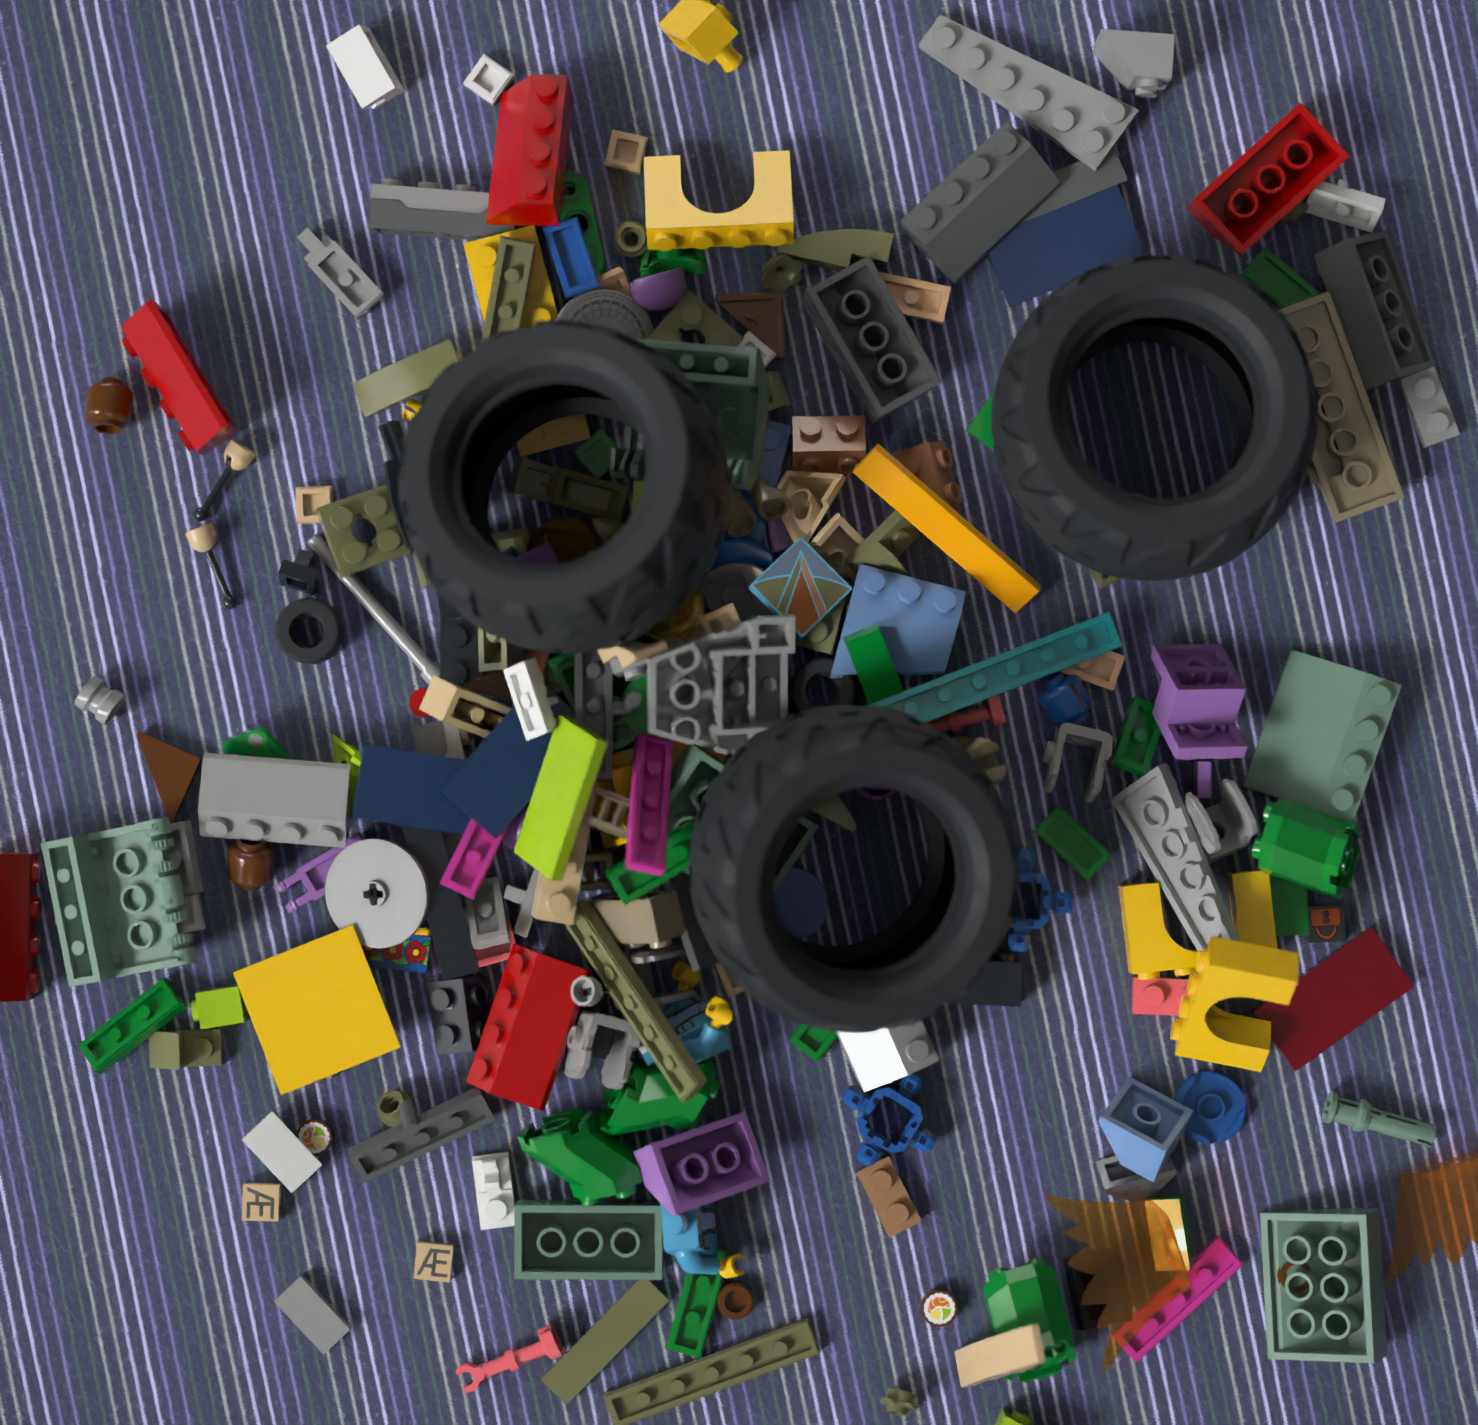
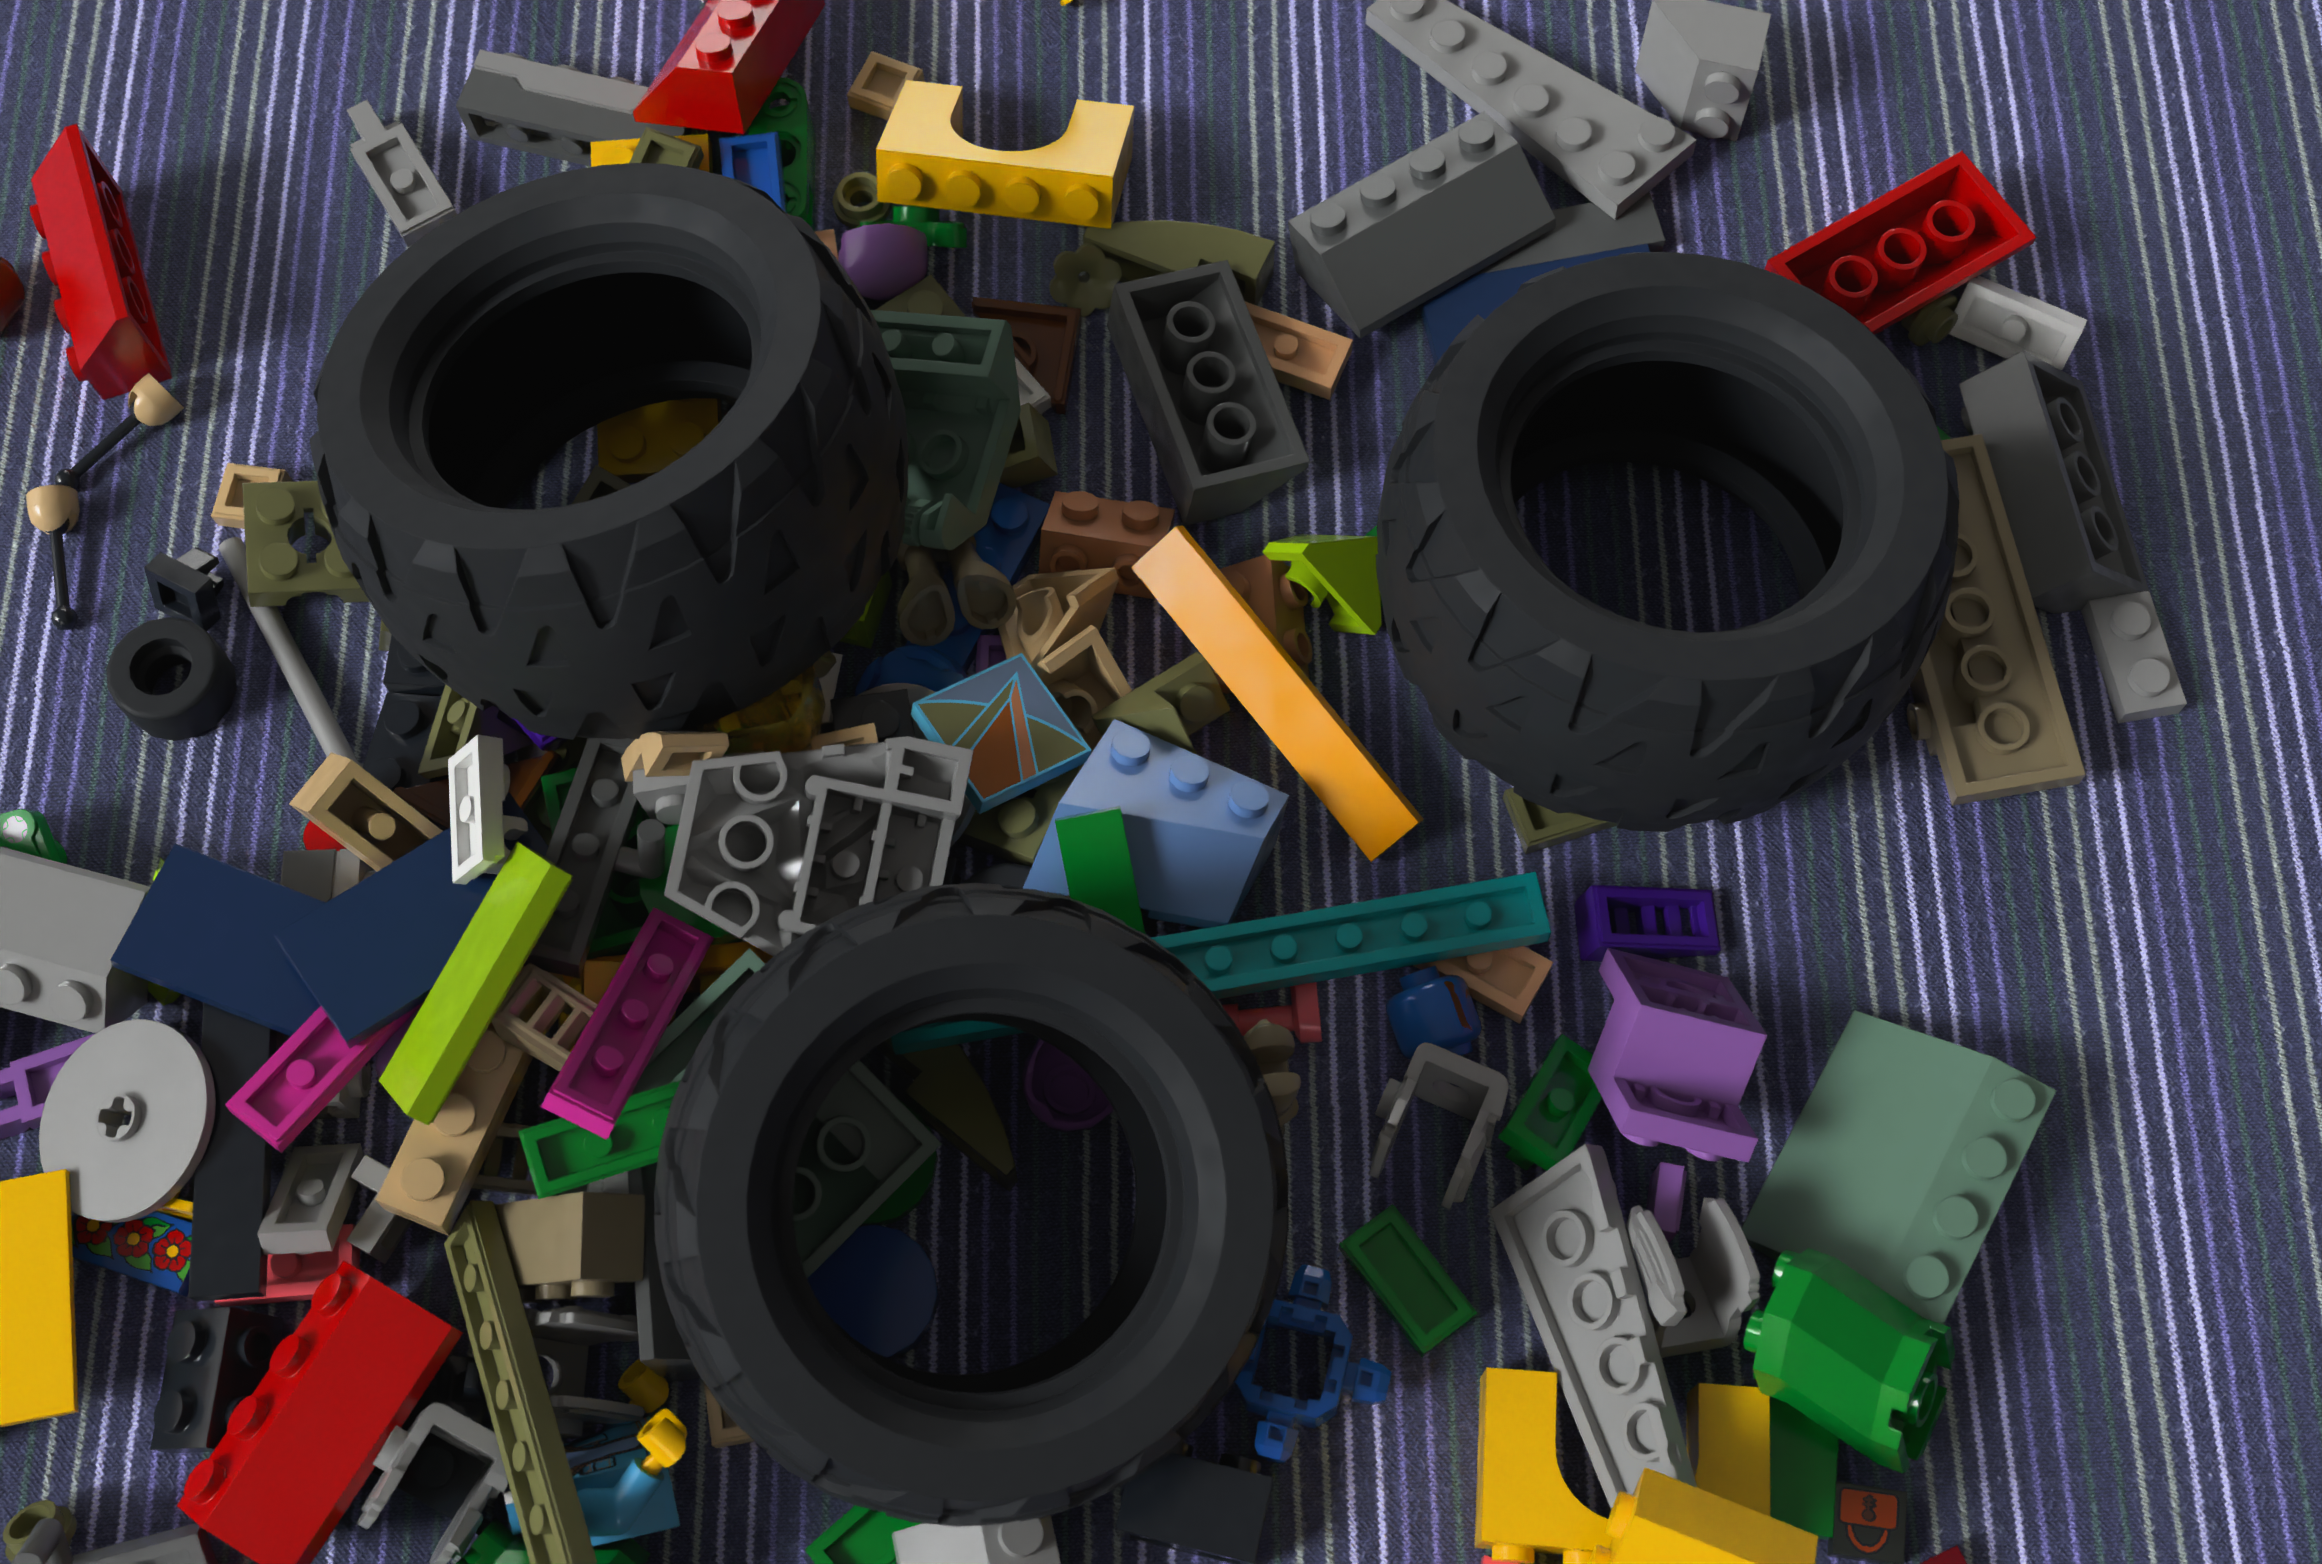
camera: 10 degrees right, 20 degrees down
(593, 991) = (447, 1355): light grey hinge -> none
(964, 443) = (1338, 570): none -> lime slope
(1144, 628) = (1604, 922): none -> dark purple slope

